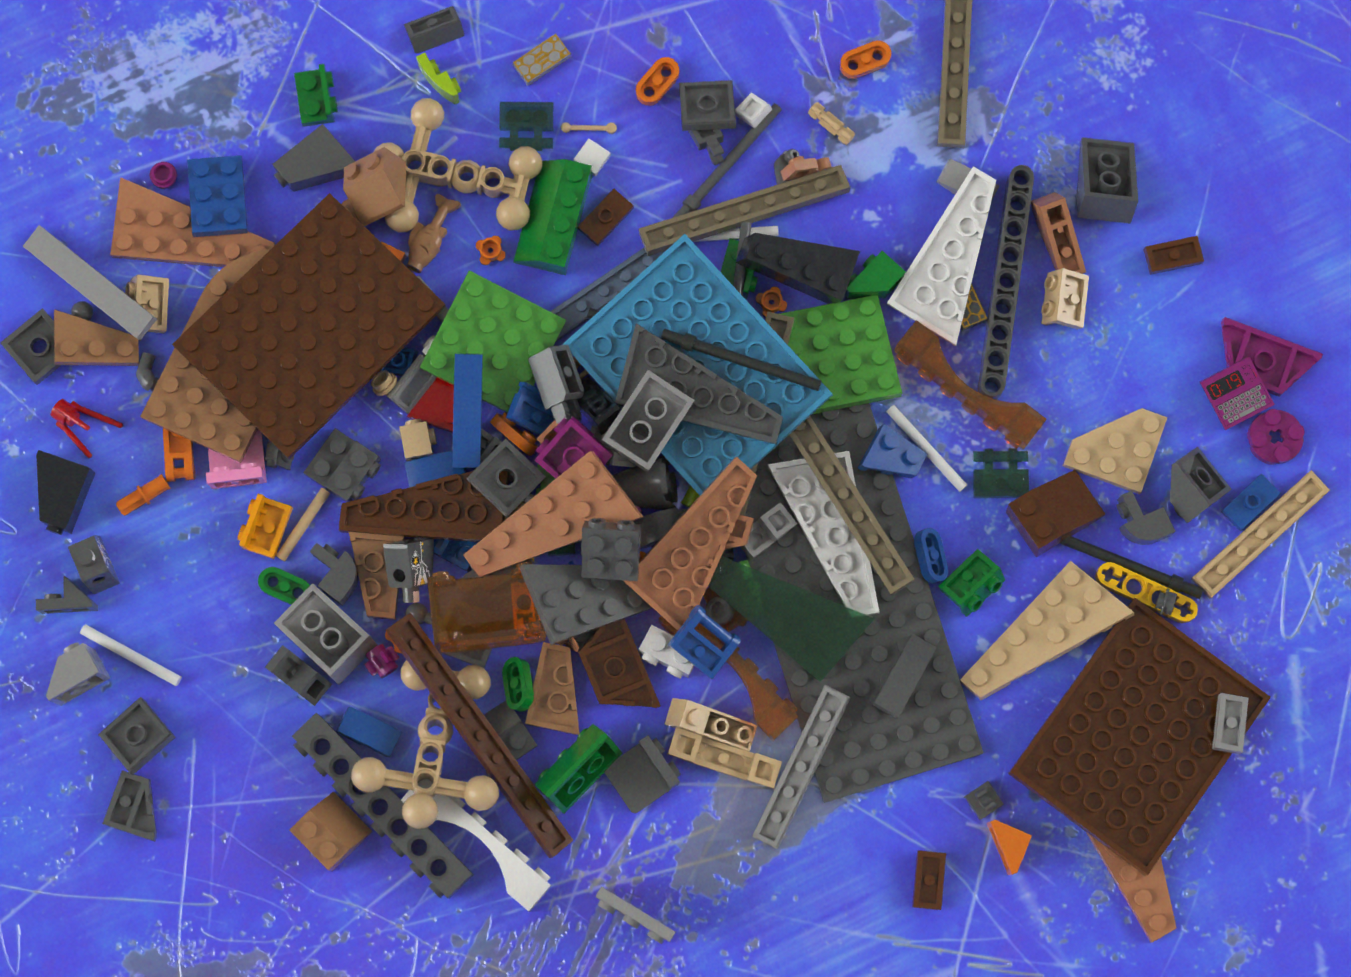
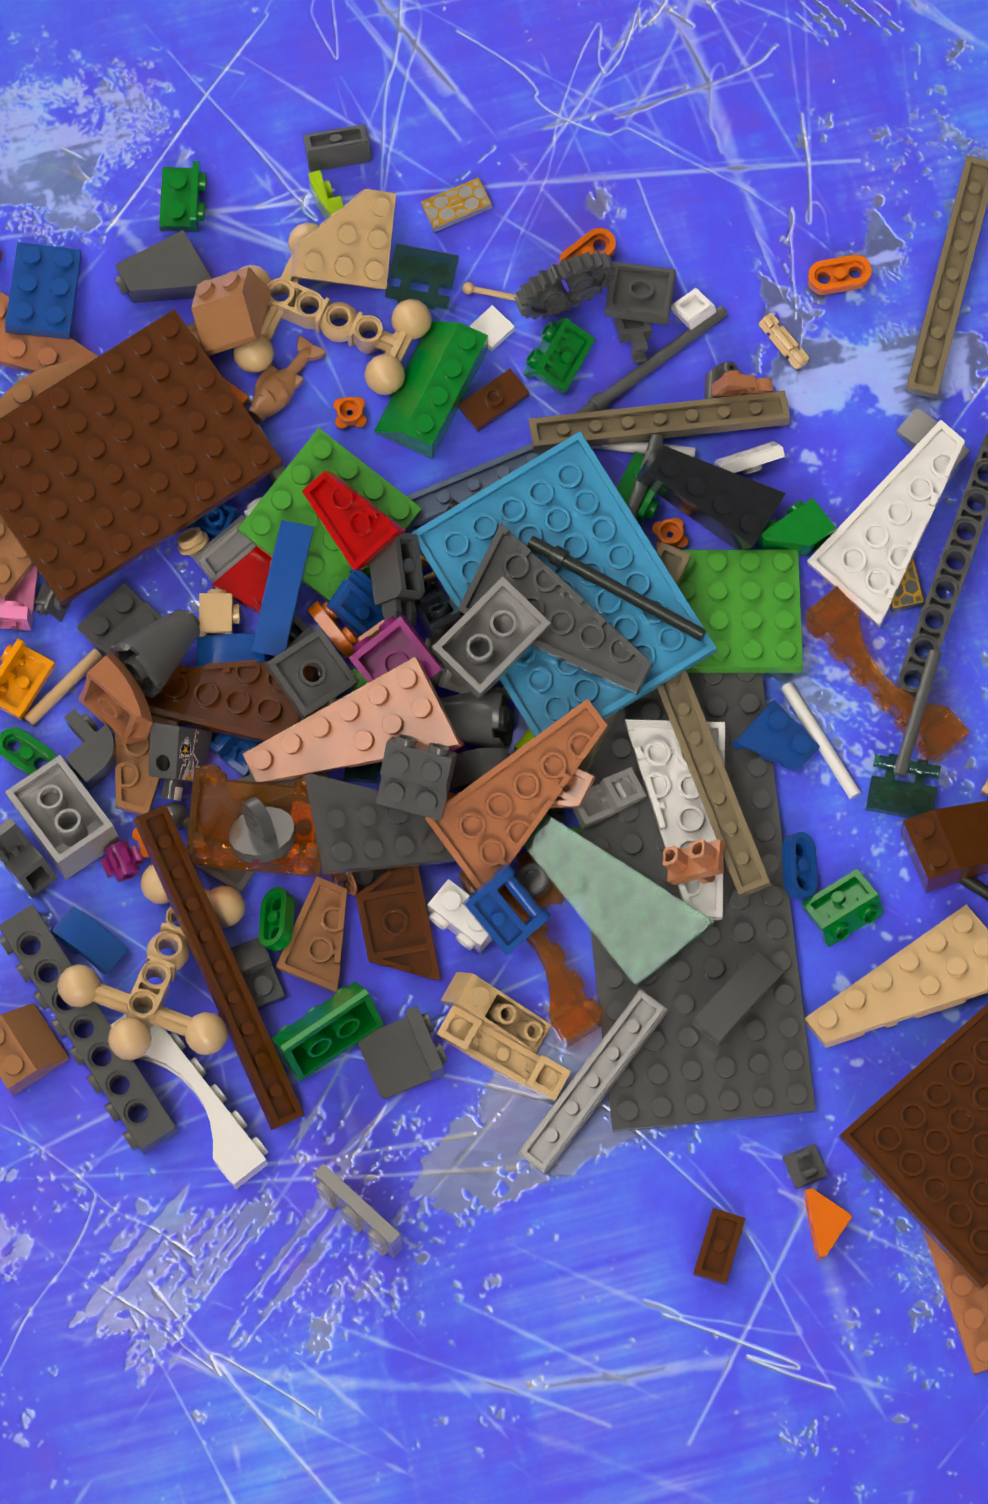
camera: 15 degrees right, 5 degrees down
(351, 530) = (117, 700): none -> nougat slope
(374, 482) = (158, 649): none -> dark grey cone
(463, 109) = (350, 244): none -> tan plate
(493, 619) = (261, 832): none -> dark grey tile
(512, 343) = (350, 519): none -> red wing
(651, 169) = (559, 354): none -> green bracket
(659, 102) = (547, 295): none -> dark grey gear
(824, 227) = (751, 459): none -> white plate
(850, 573) = (697, 862): none -> nougat hips
(1002, 413) = (917, 713): none -> dark grey bar

